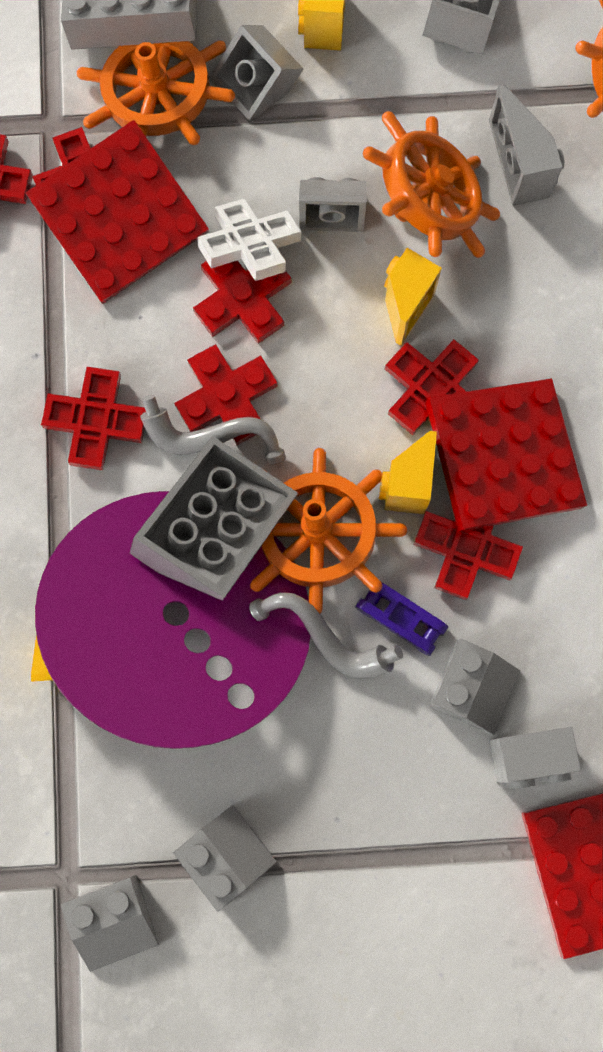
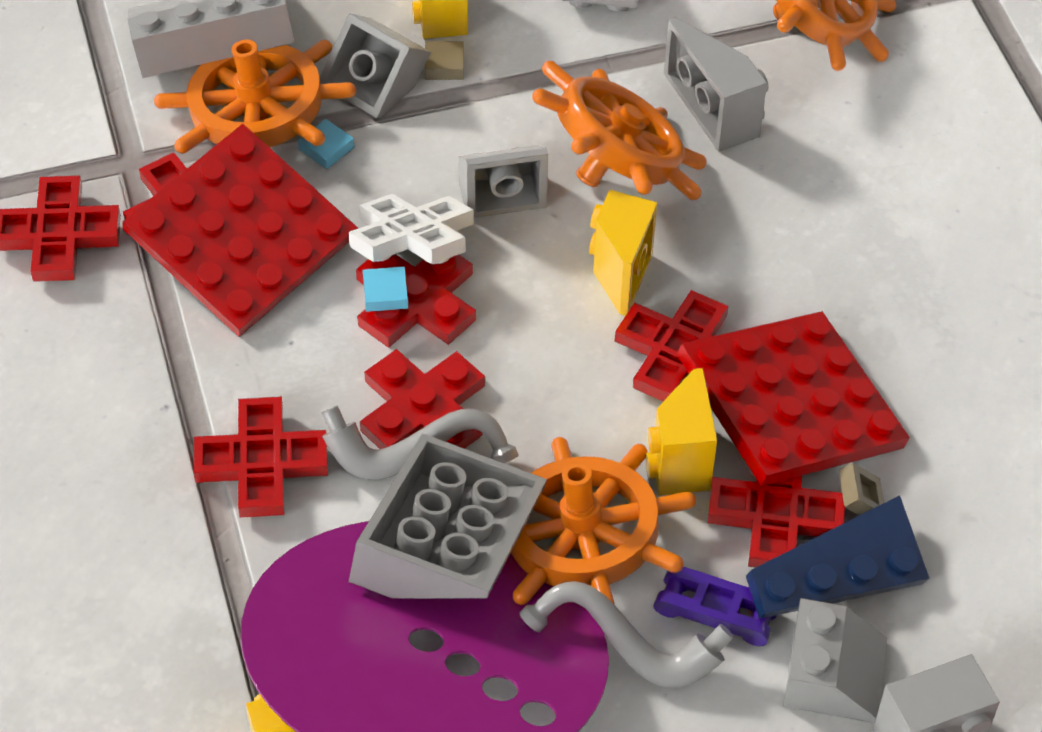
camera: 15 degrees left, 25 degrees down
(210, 139) = (335, 146): none -> medium azure tile
(216, 292) = (385, 289): none -> medium azure tile
(315, 74) = (445, 60): none -> dark tan tile
(507, 607) = (846, 563): none -> dark blue wing
(536, 547) = (860, 489): none -> dark tan tile

